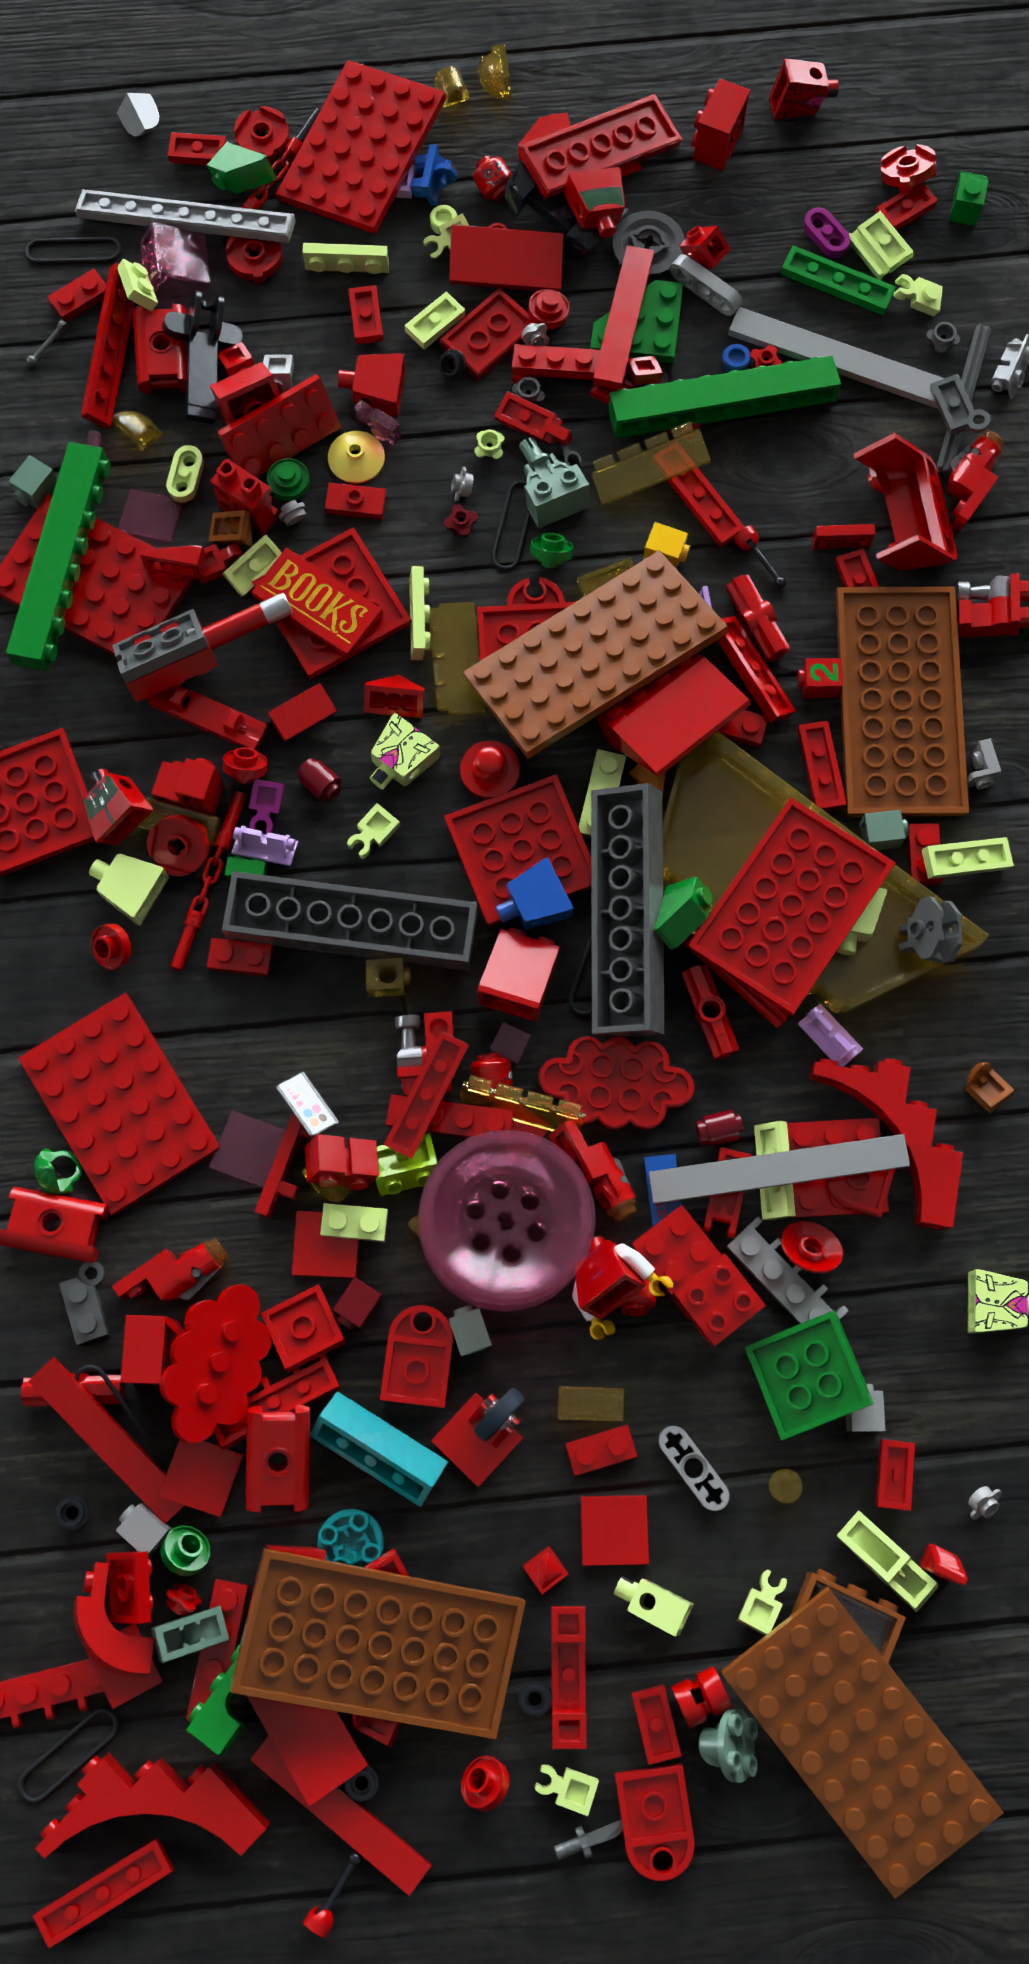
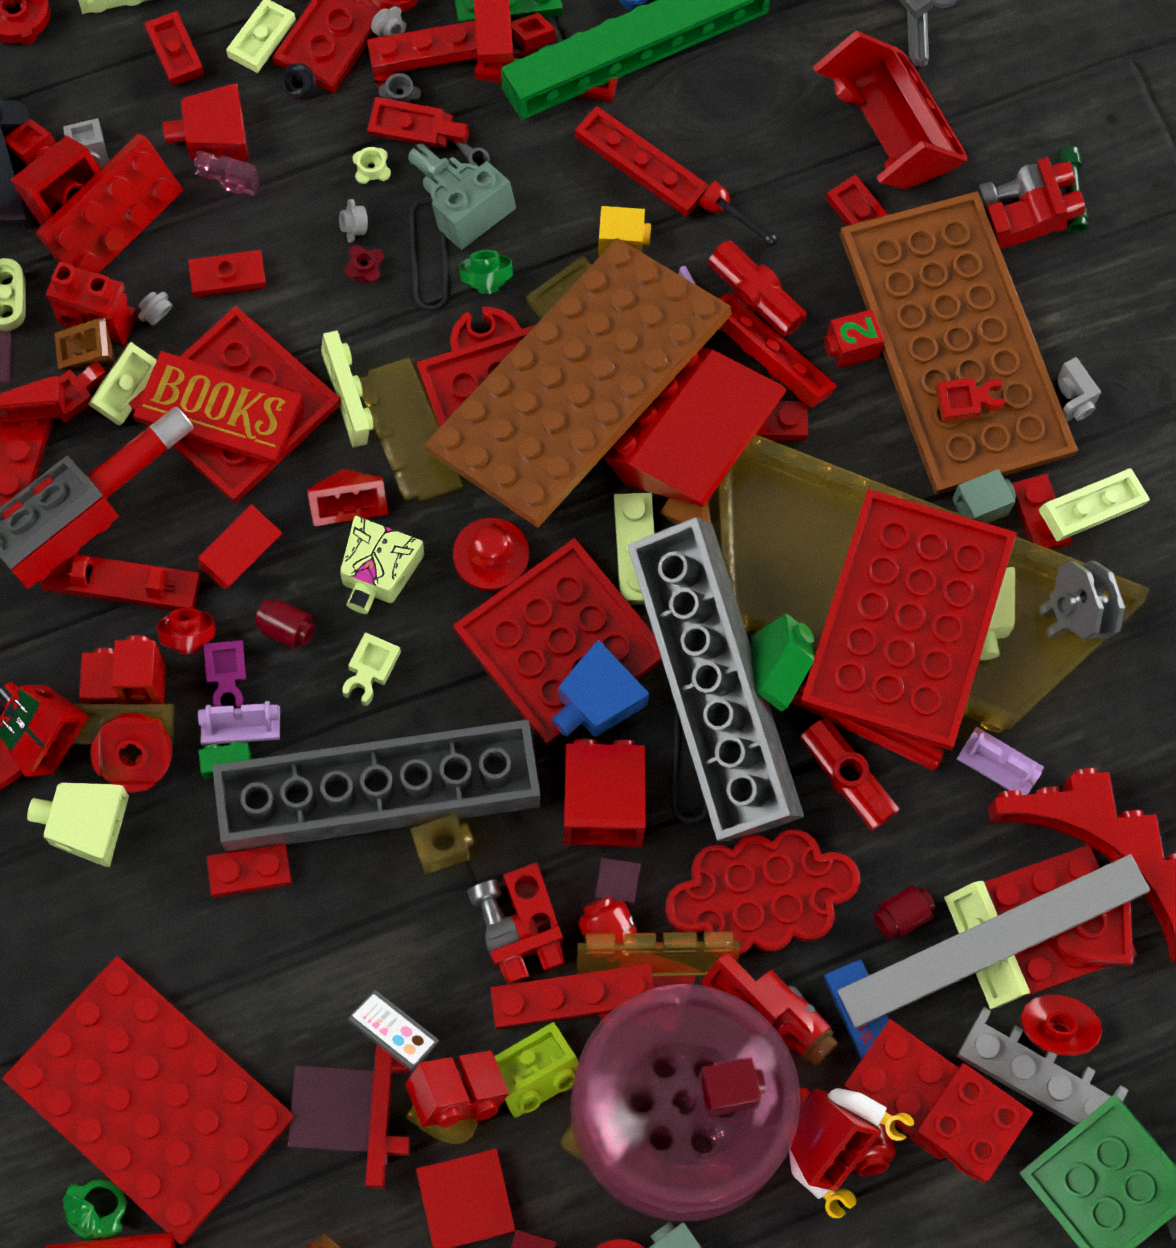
camera: 20 degrees left, 5 degrees down
(111, 946) = (82, 902): red plate -> none
(195, 918) = (178, 837): red piece -> none
(288, 479) = (138, 268): green plate -> none
(354, 1222) = (493, 1161): yellowish green plate -> none
(356, 467) = (211, 234): light yellow dish -> none
(426, 1094) = (538, 974): red plate -> none
(540, 1219) = (732, 1086): none -> dark red brick
(657, 464) = (581, 138): clear yellow windscreen -> none
(725, 1207) = (943, 1006): red hinge -> none
(821, 766) = (888, 442): red plate -> none
(843, 536) = (827, 167): red tile -> none
(889, 748) = (963, 400): none -> red plate
(972, 475) = (955, 60): red plate -> none

